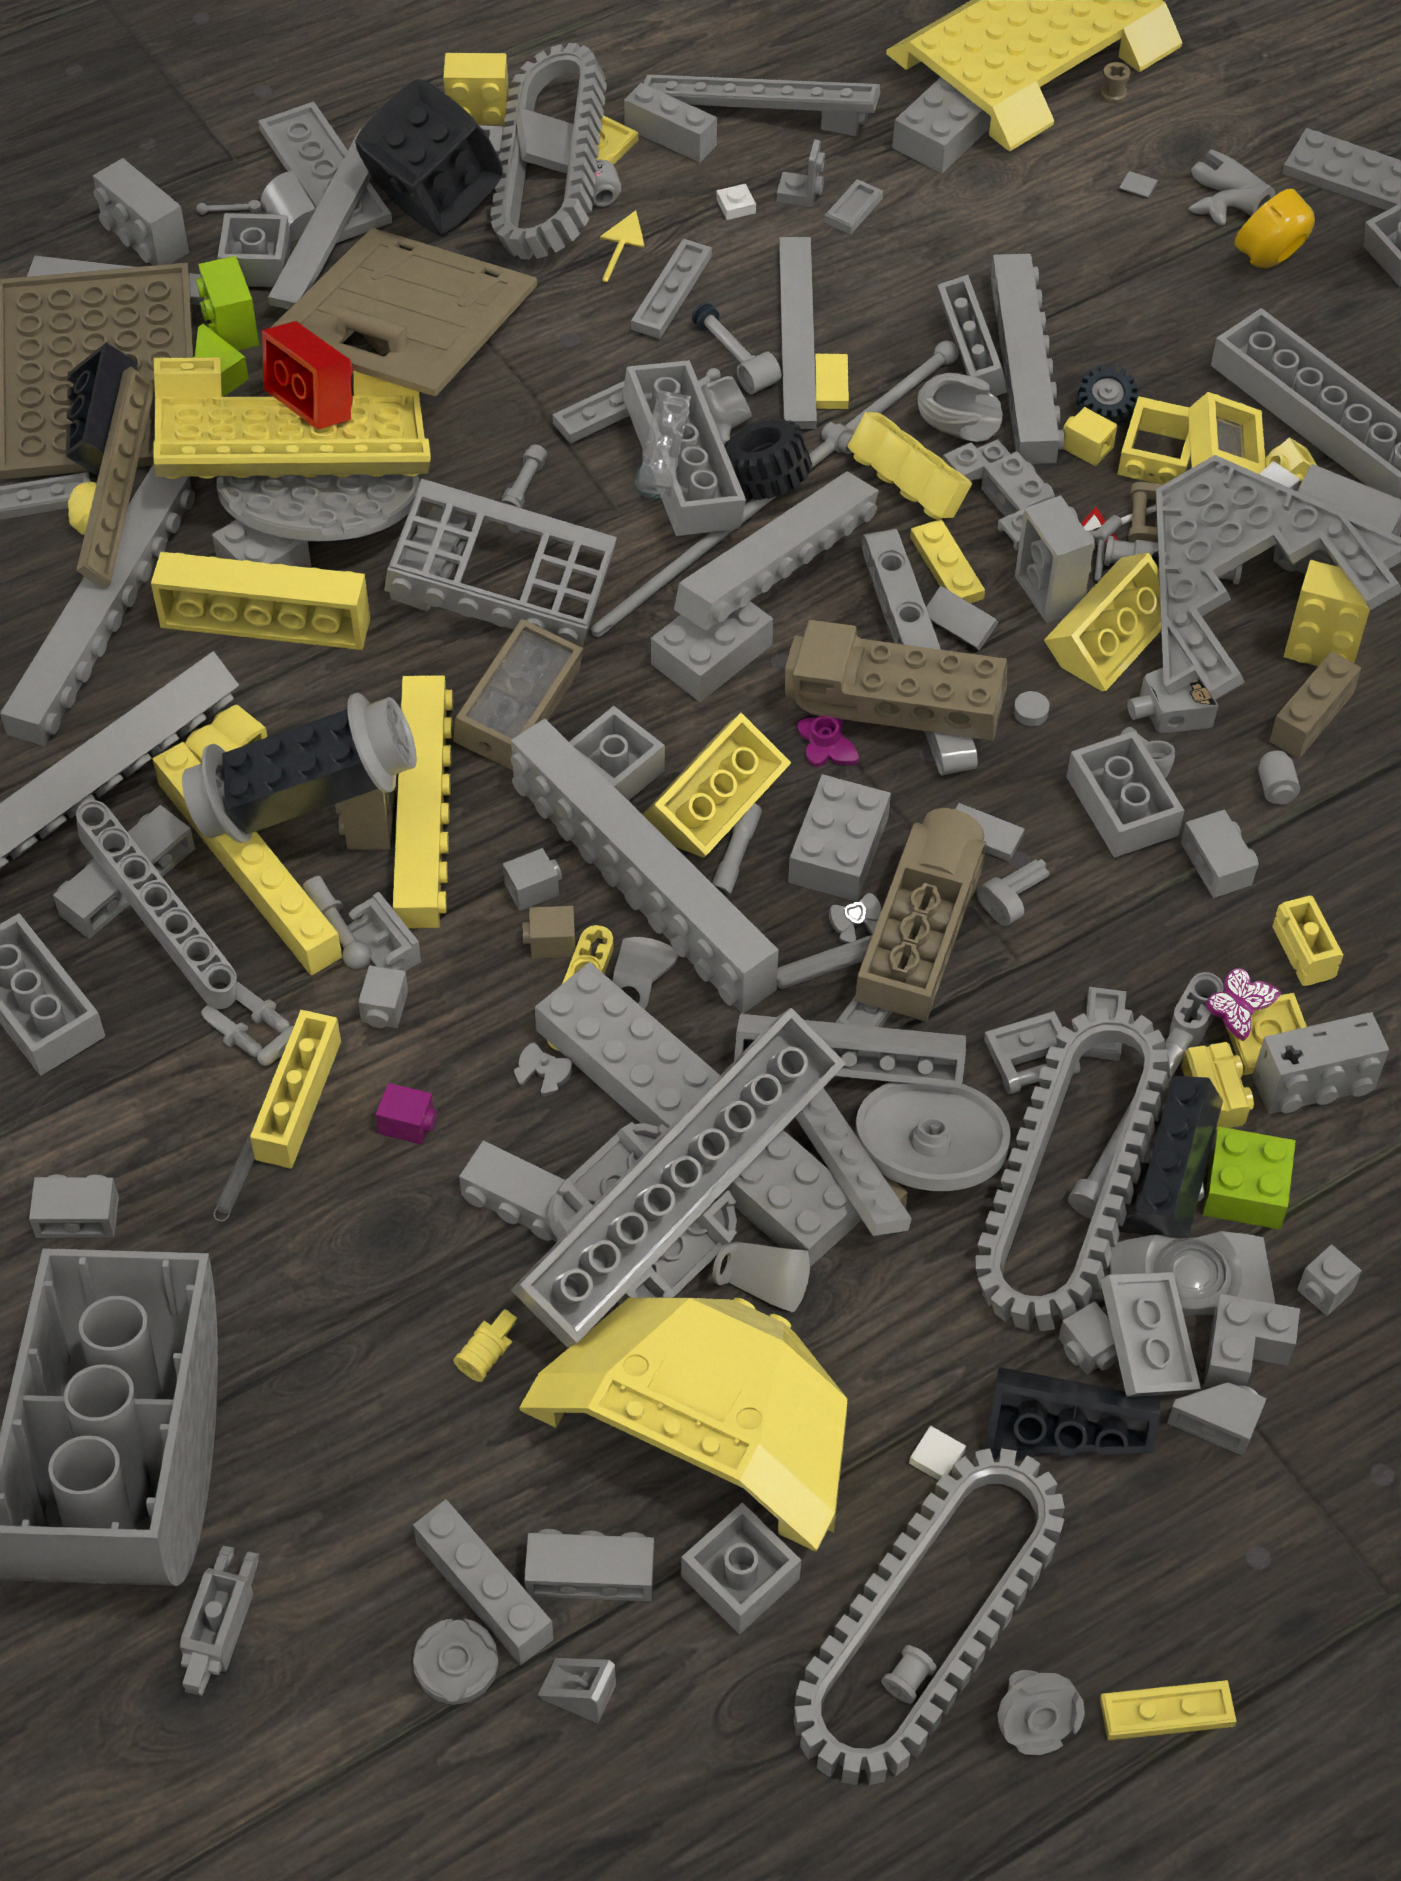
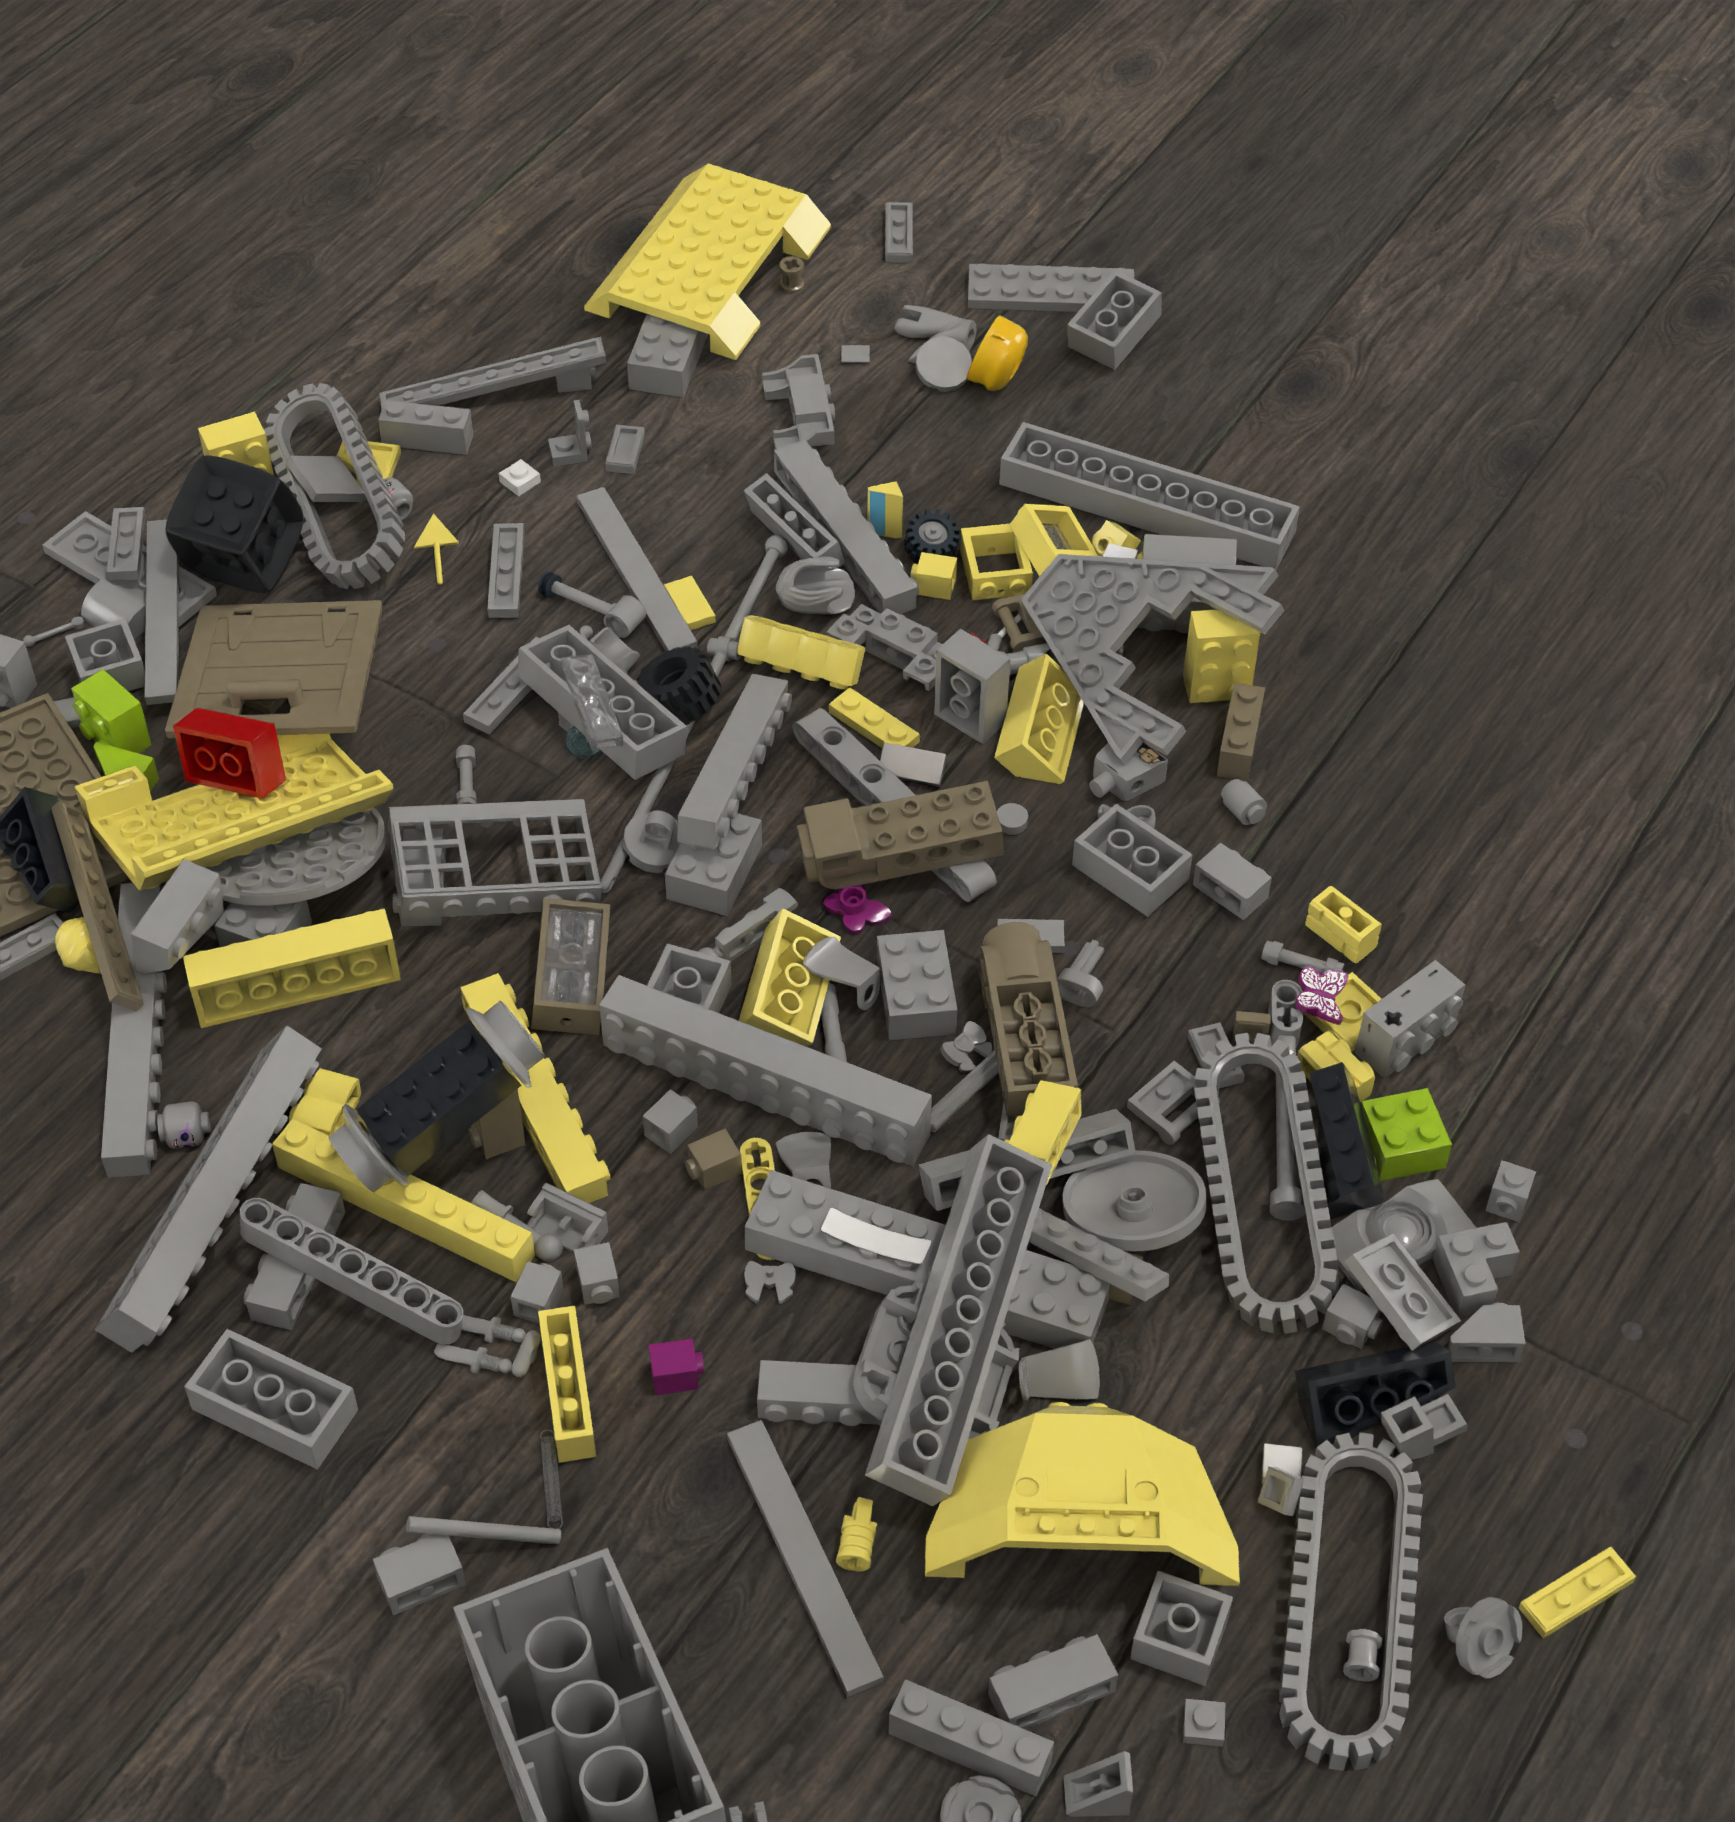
camera: 25 degrees left, 5 degrees down
(91, 710) = (183, 1125): none -> light grey head
(146, 1193) = (483, 1530): none -> light grey bar
(170, 512) = (177, 917): none -> light grey wedge
(320, 990) = (536, 1290): none -> light grey brick
(329, 144) = (126, 543): none -> light grey plate
(428, 1346) = (805, 1559): none -> light grey tile
(648, 1066) = (875, 1238): none -> white sticker
(655, 600) = (651, 840): none -> light grey tile
(705, 724) = (750, 930): none -> light grey plate
(718, 1668) = (1204, 1722): none -> light grey plate
(775, 792) = (835, 962): none -> light grey piece
(872, 1025) = (1047, 1122): none -> light yellow brick
(917, 1478) = (1280, 1490): none -> light grey tile
(1058, 216) = (808, 402): none -> light grey bracket
(1070, 351) = (886, 509): none -> light yellow slope
(1091, 1479) = (1420, 1428): none -> light grey brick
(1154, 1008) = (1252, 1024): none -> dark tan tile
(1216, 221) = (943, 364): none -> light grey tile
(1224, 943) = (1274, 952): none -> light grey bar
(1252, 73) = (898, 232): none -> light grey tile

